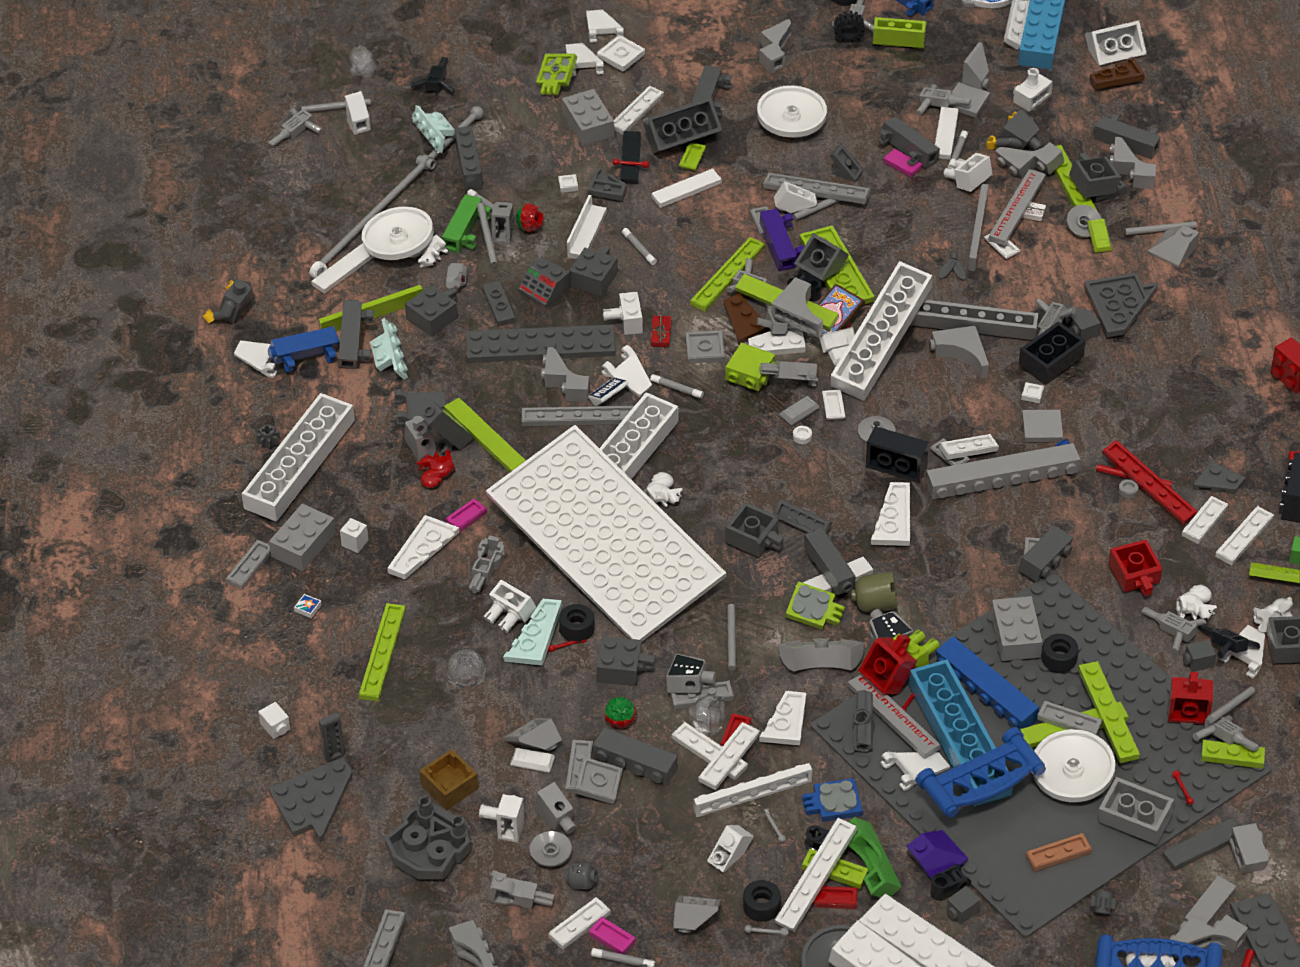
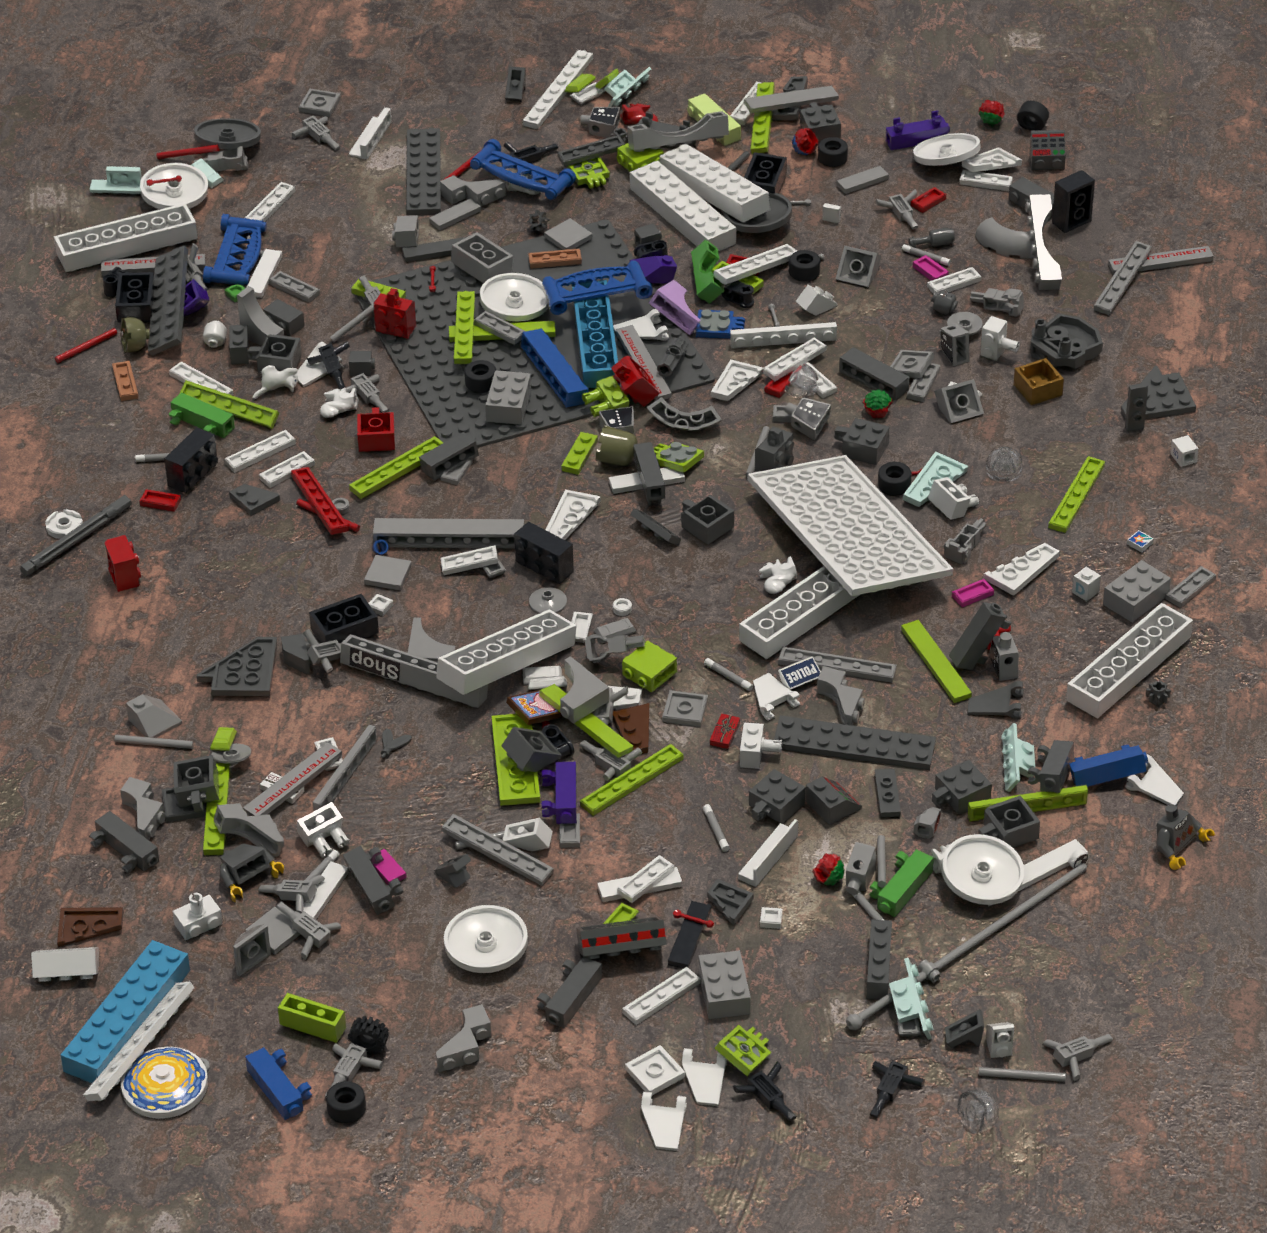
camera: 165 degrees left, 5 degrees down
(381, 279) = (1011, 822): none -> dark grey hinge
(385, 116) = (967, 1028): none -> dark grey slope
(529, 55) = (767, 1091): none -> black piece
(681, 185) = (645, 879): none -> white tile
(708, 613) = (775, 450): none -> dark grey hinge
(895, 794) = (671, 303): none -> lavender arch
(916, 598) = (579, 453): none -> lime plate
(966, 122) = (294, 890): none -> light grey piece
(1058, 890) = (568, 235): none -> light grey tile
(1092, 538) = (392, 469): none -> lime plate

